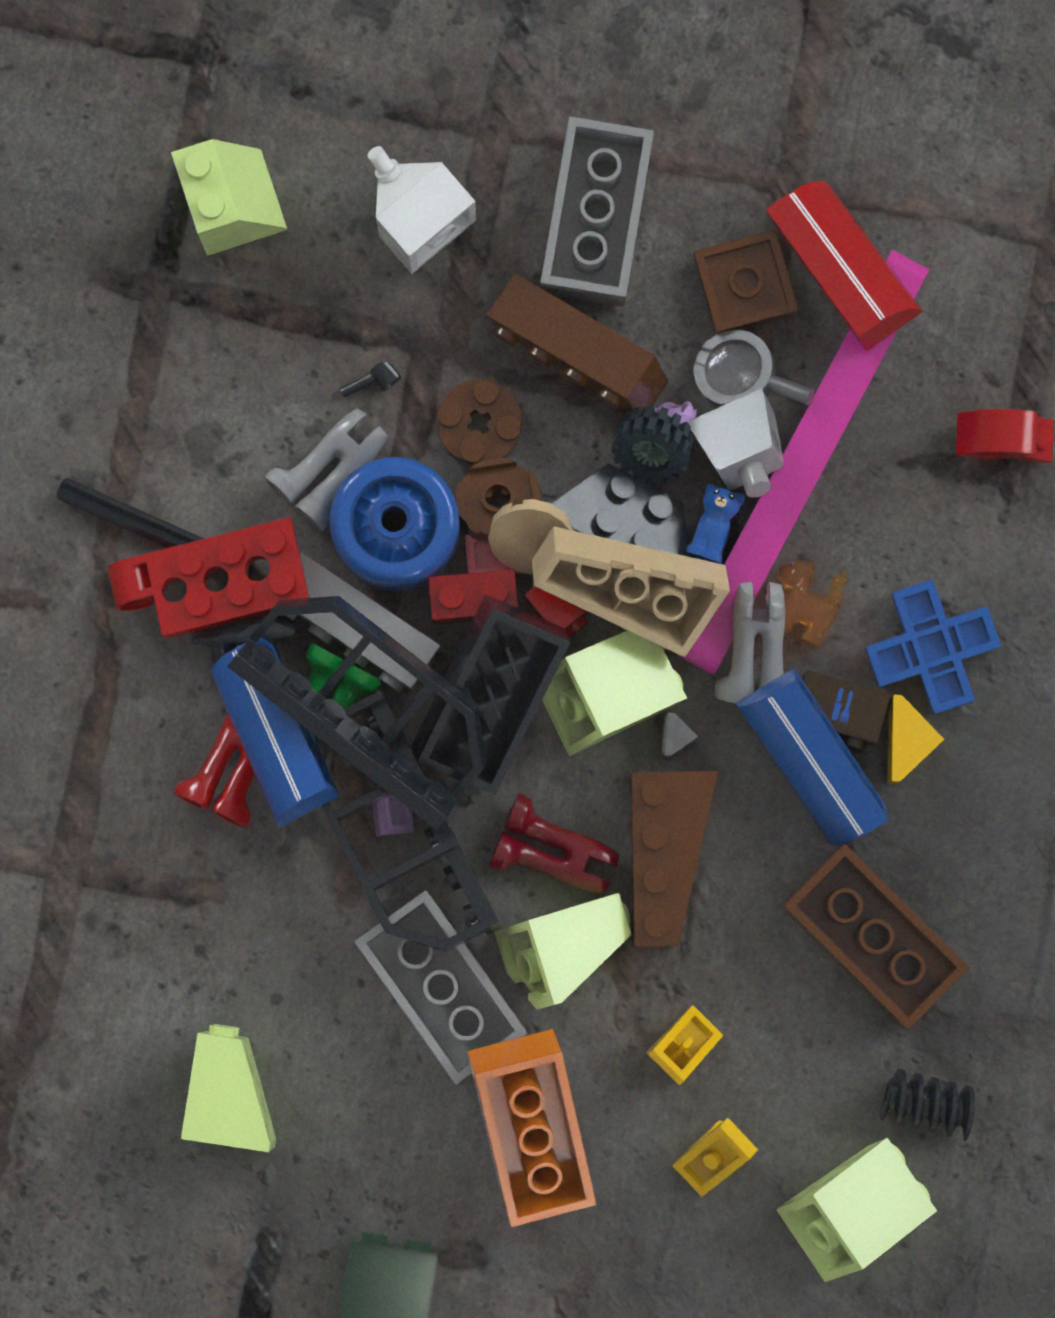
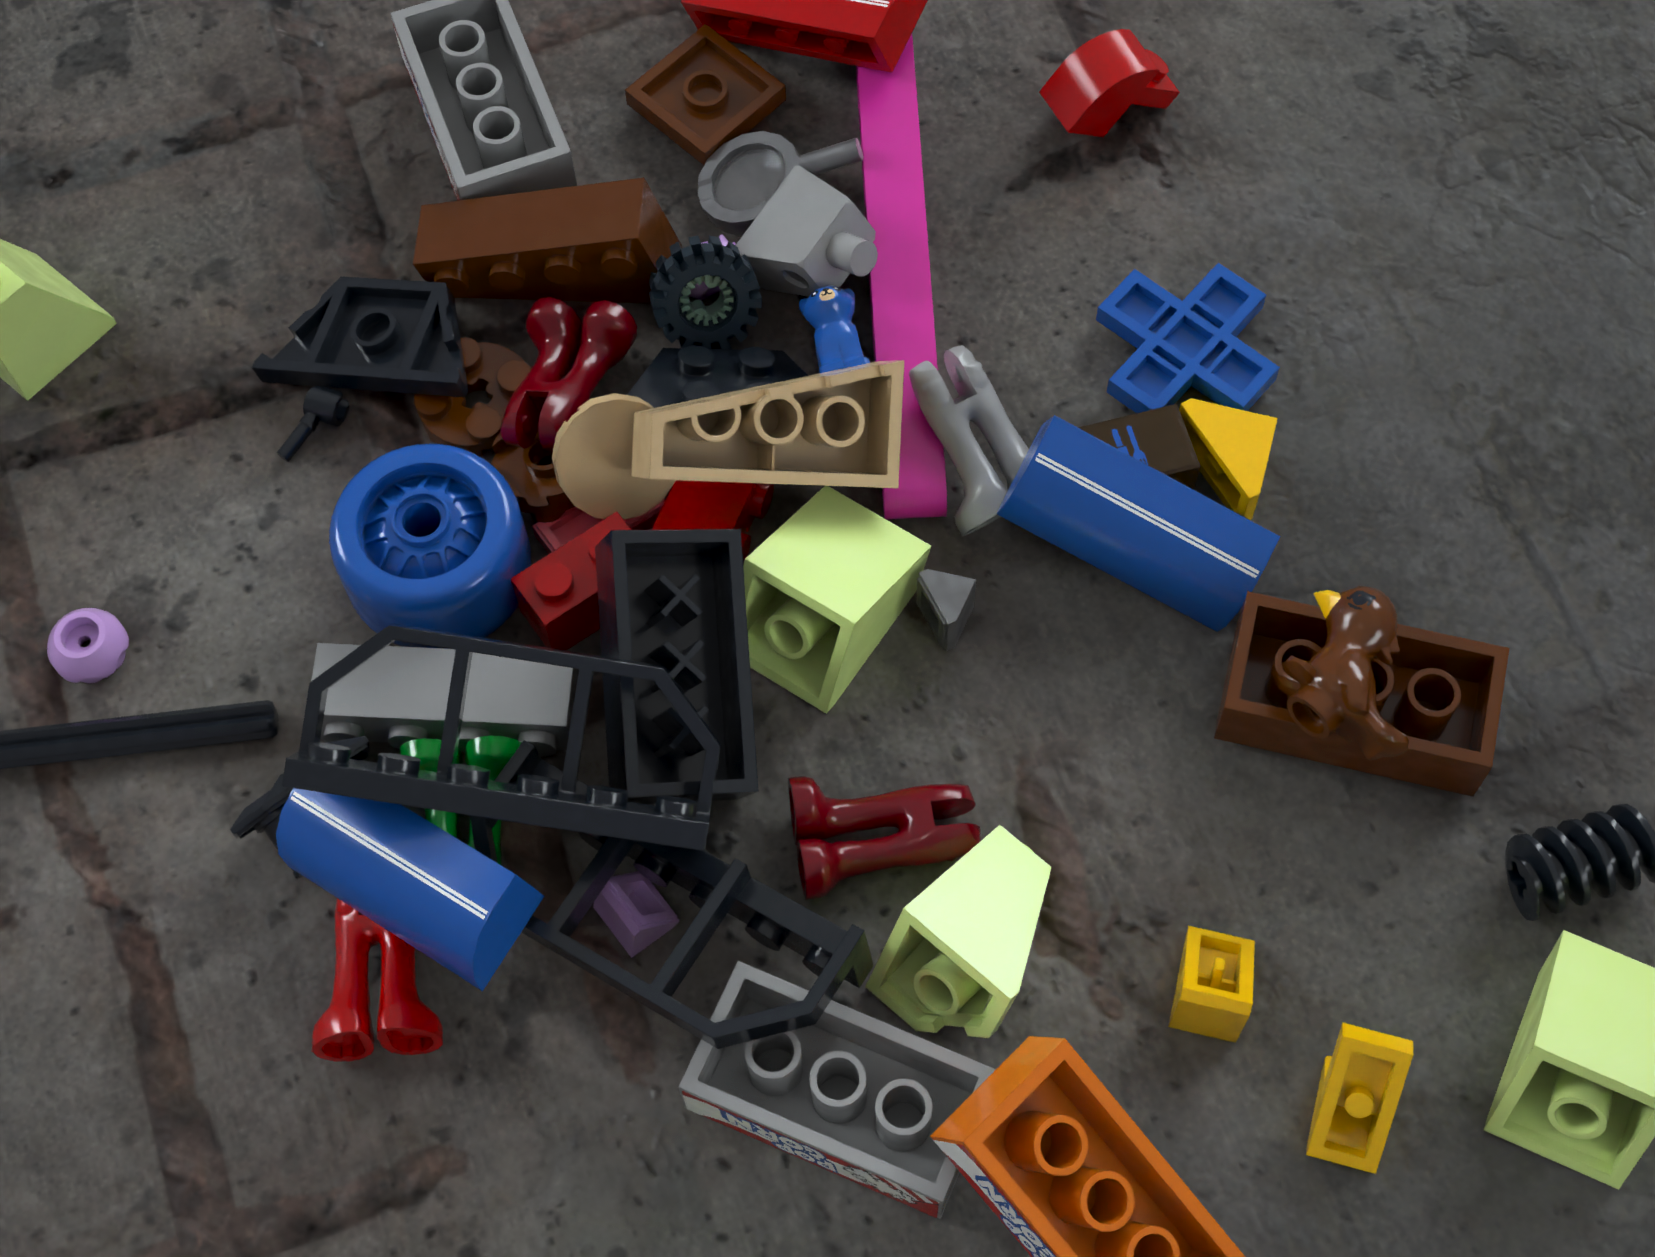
camera: 25 degrees left, 20 degrees down
(144, 578) = (125, 796): red hinge -> none
(168, 471) = (98, 658): none -> lavender plate
(335, 444) = (274, 584): light grey piece -> none
(418, 208) = (267, 197): white piece -> none
(438, 350) = (375, 339): none -> black wing
(550, 415) = (547, 393): none -> dark red piece
(666, 843) = (1023, 744): reddish brown wedge -> none
(811, 609) = (1018, 377): clear orange animal -> none
(851, 934) = (1338, 683): none -> reddish brown animal

